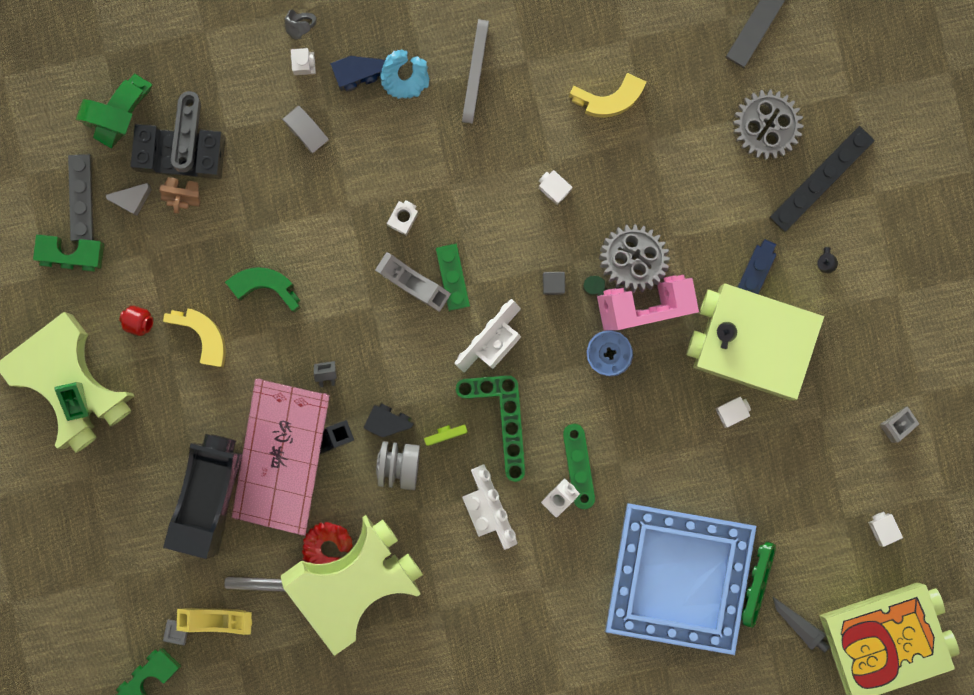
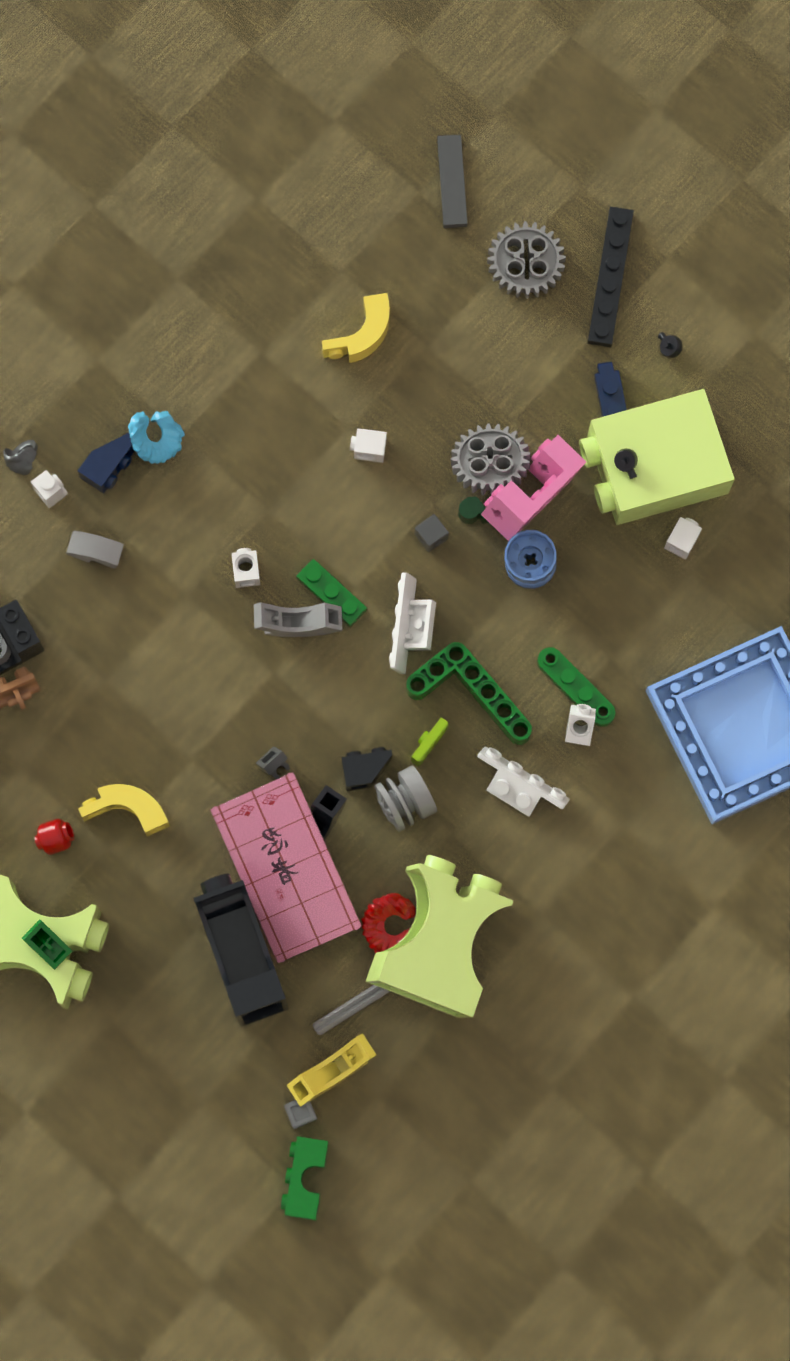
camera: 35 degrees left, 10 degrees down
(256, 278) = (151, 713): green arch -> none
(475, 71) = (220, 390): light grey beam -> none

